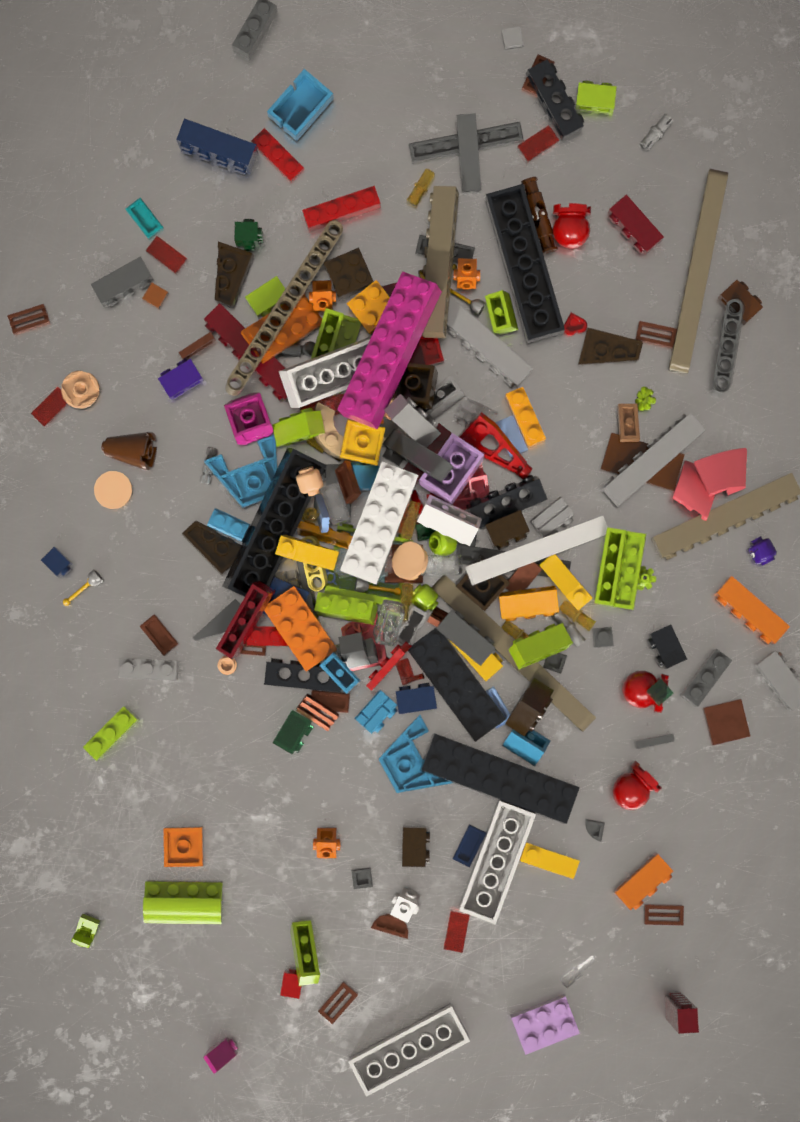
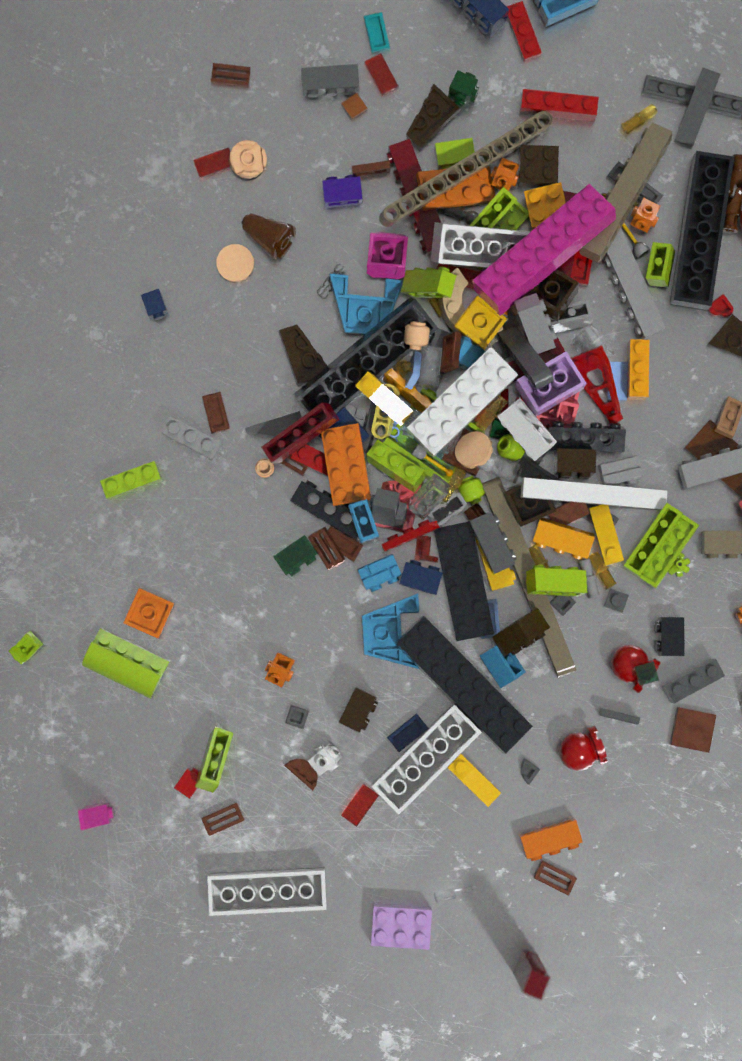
camera: 20 degrees right, 0 degrees up
(93, 579) = (180, 335): hinge -> none
(228, 525) = (324, 342): dark azure brick -> none

